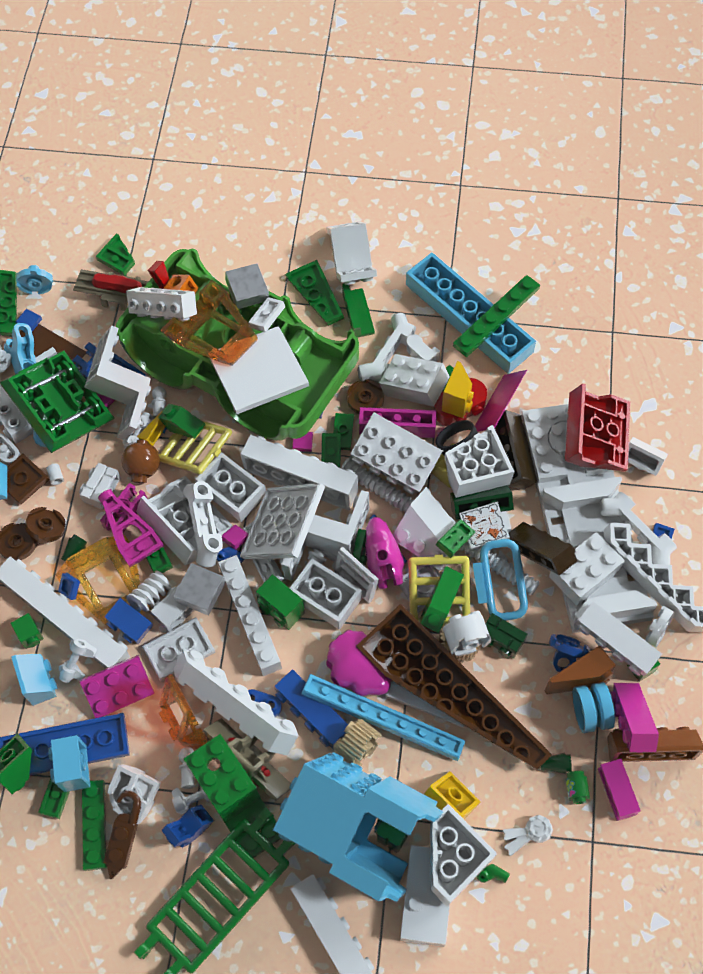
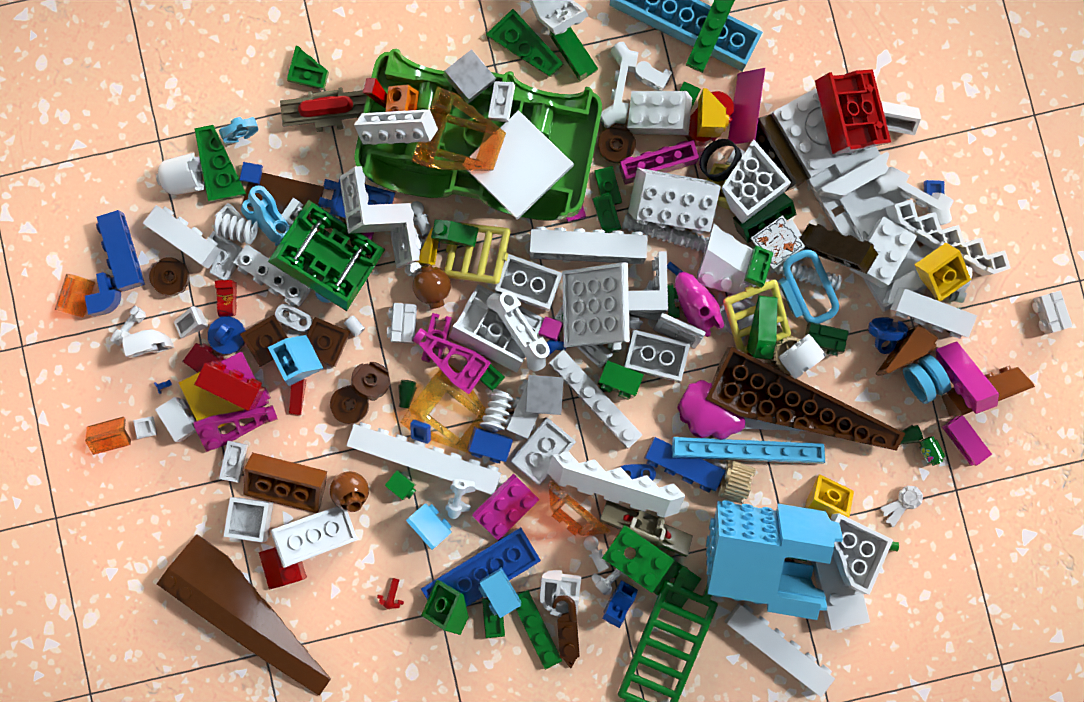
camera: 25 degrees left, 20 degrees up
(640, 601) = (943, 271): none -> yellow slope

